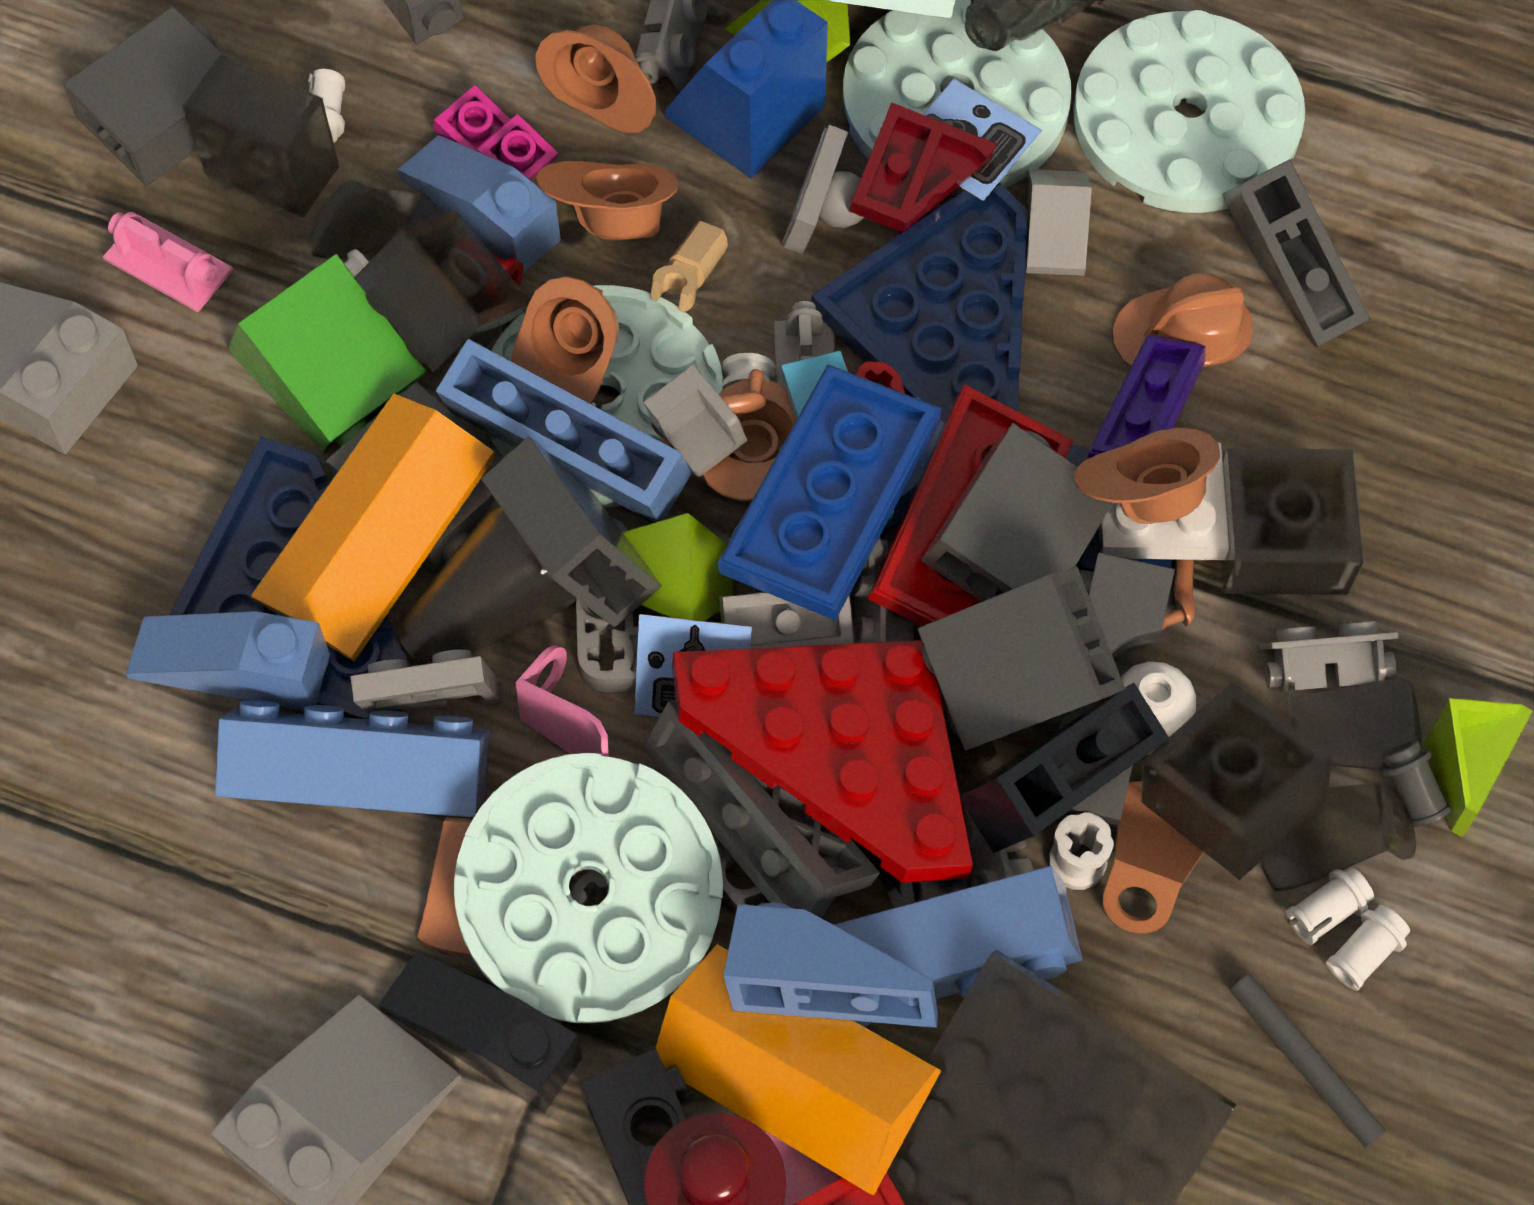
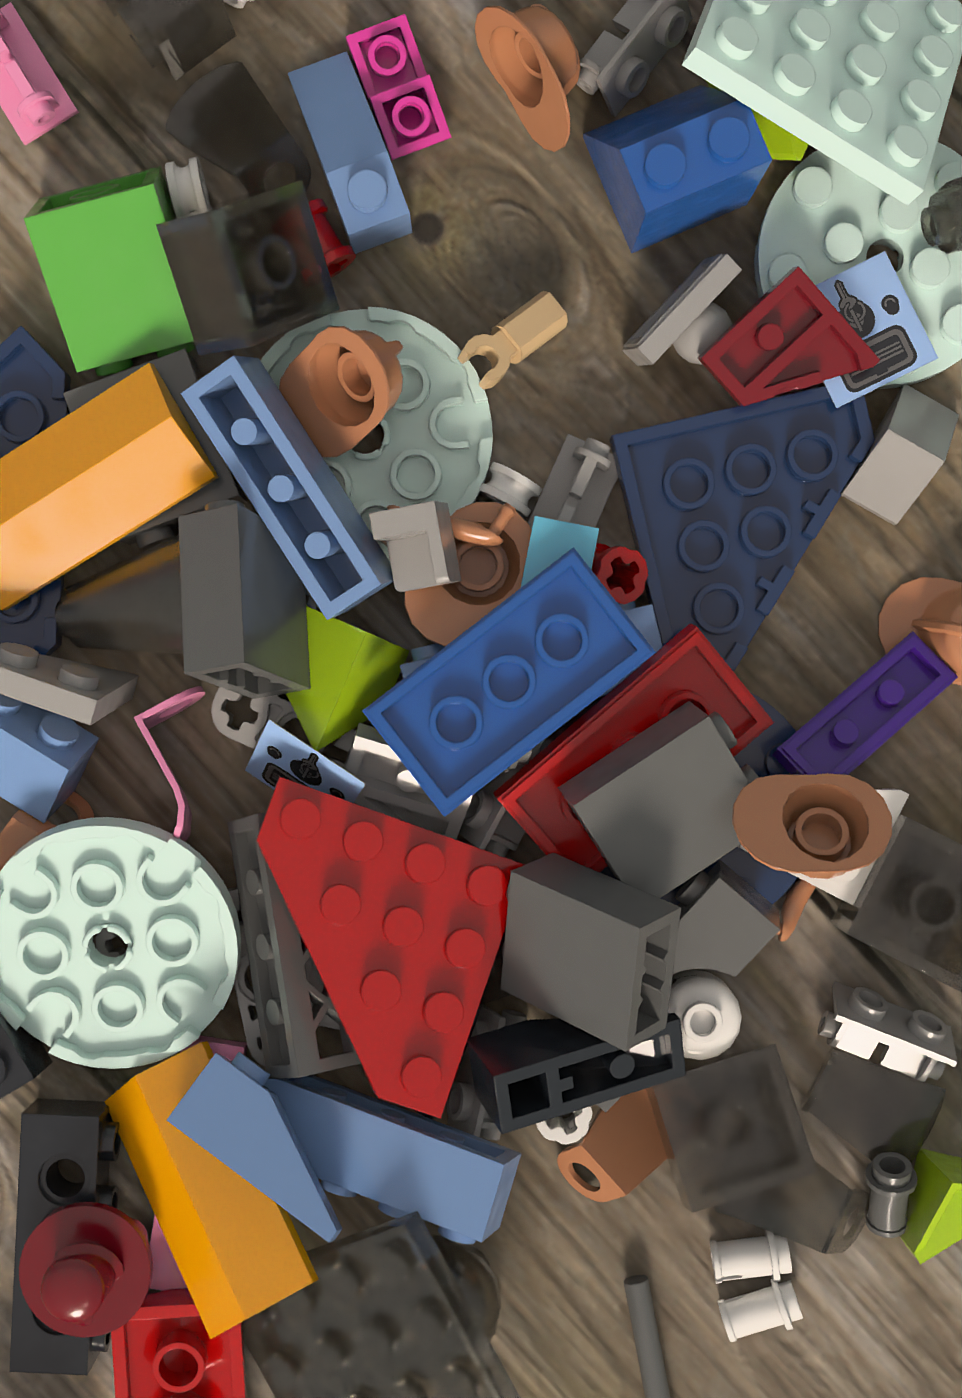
camera: 25 degrees right, 25 degrees up
(611, 198) = (475, 218): nougat piece -> none

